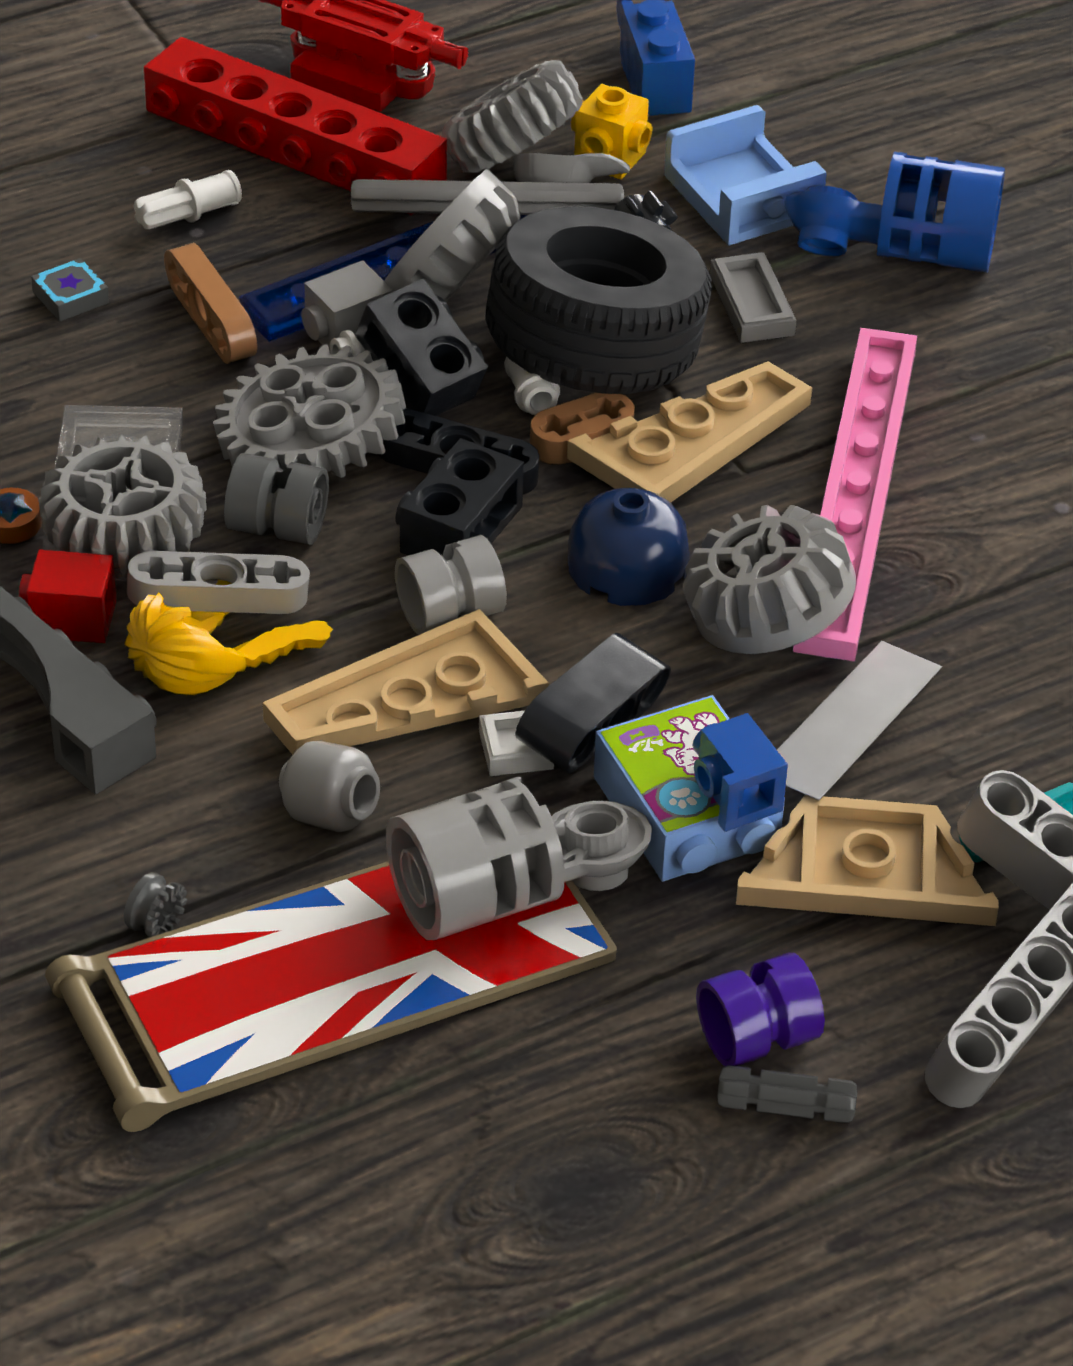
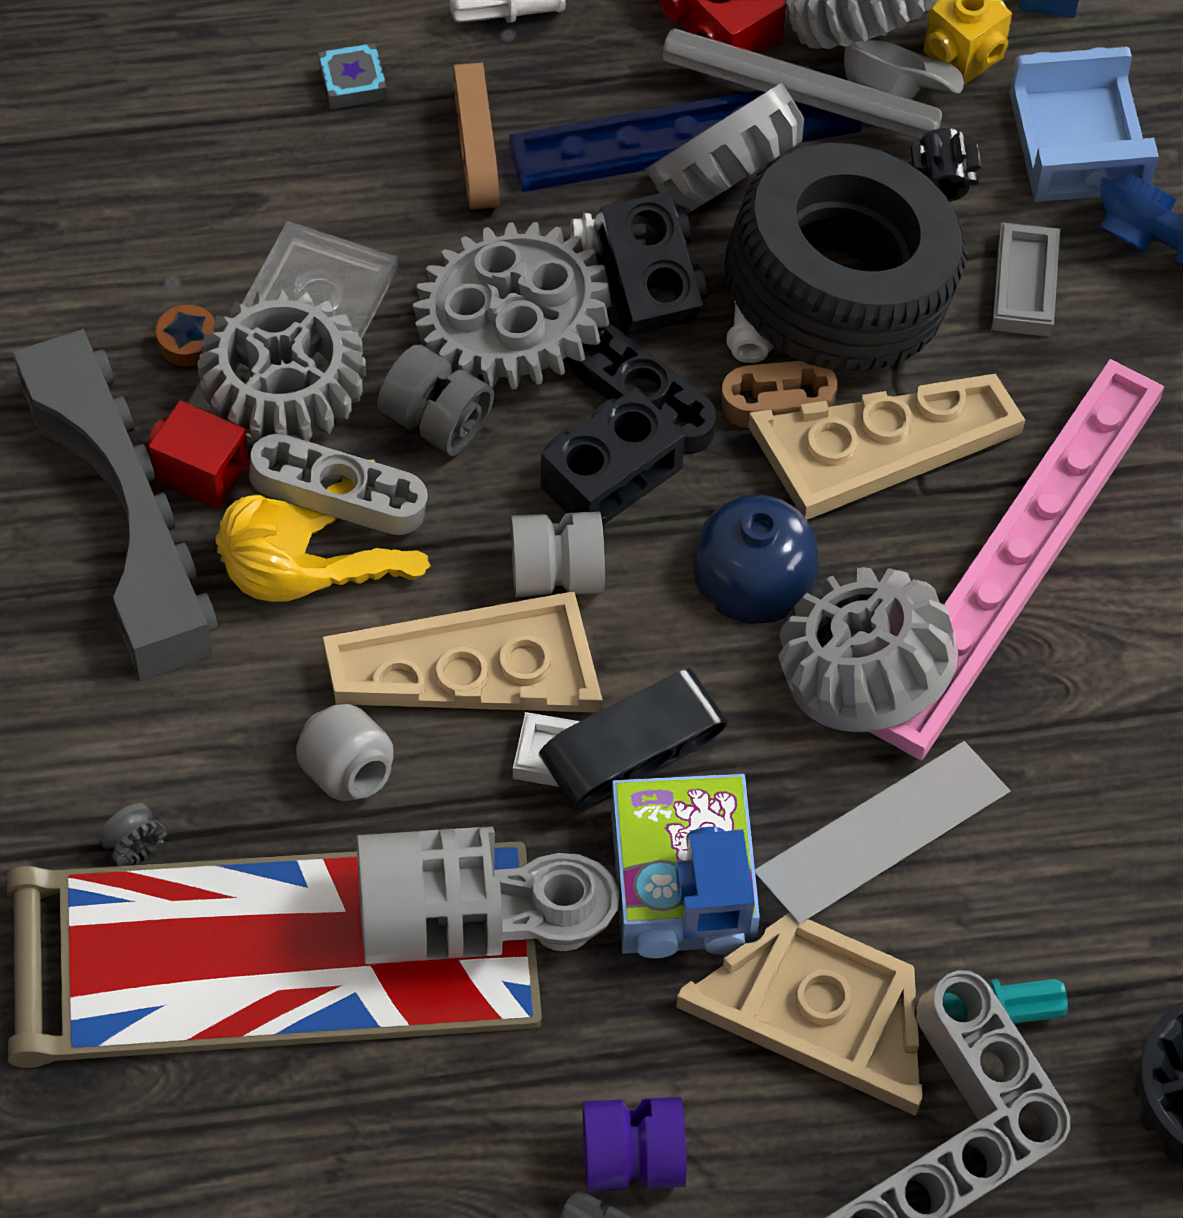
camera: 20 degrees right, 15 degrees up
(339, 300) = (602, 176): light grey brick -> none

